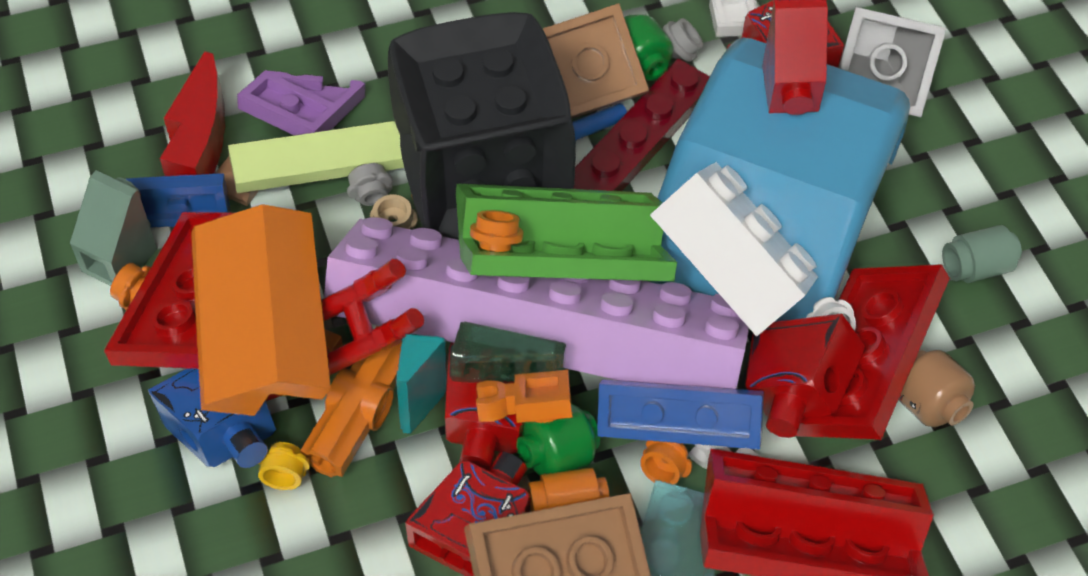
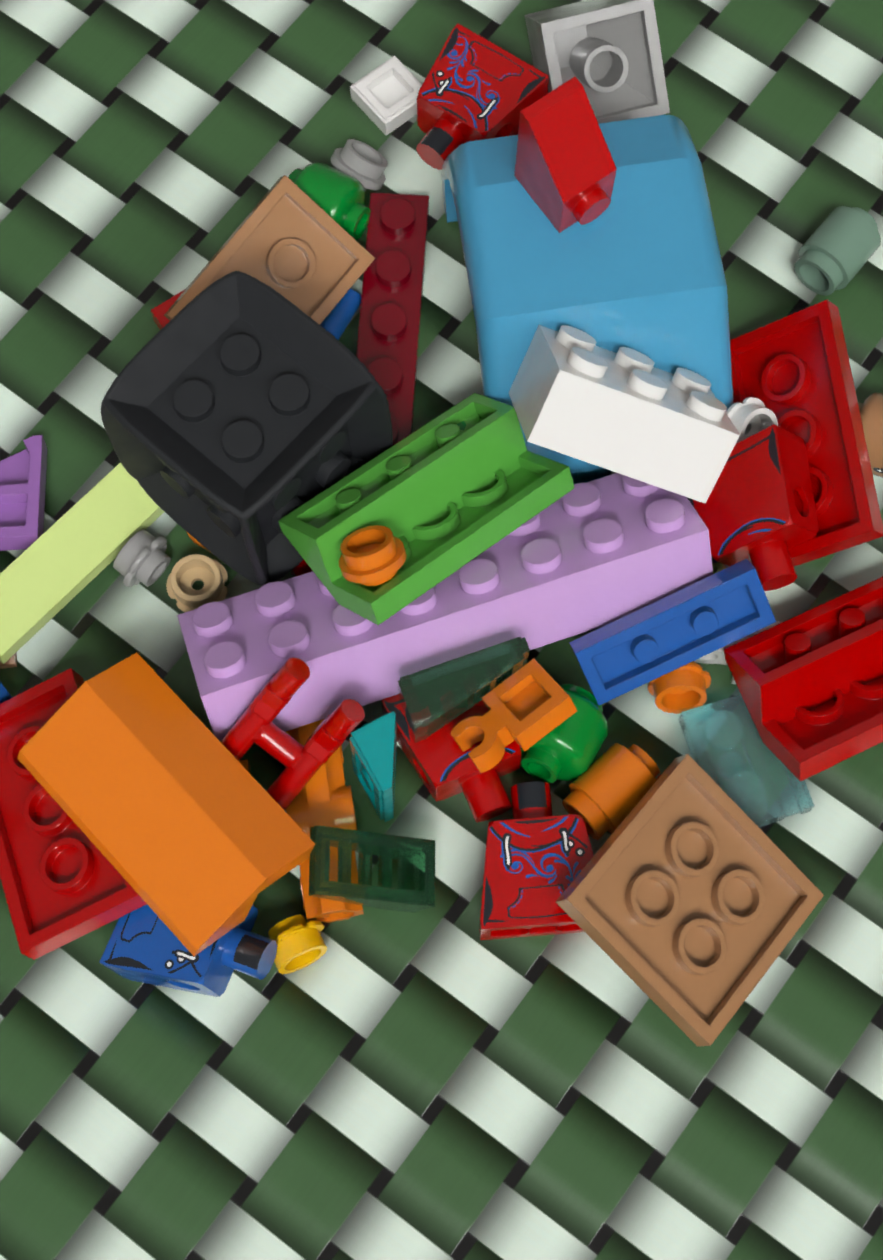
camera: 30 degrees left, 15 degrees up
(401, 452) = (415, 869): none -> clear green slope

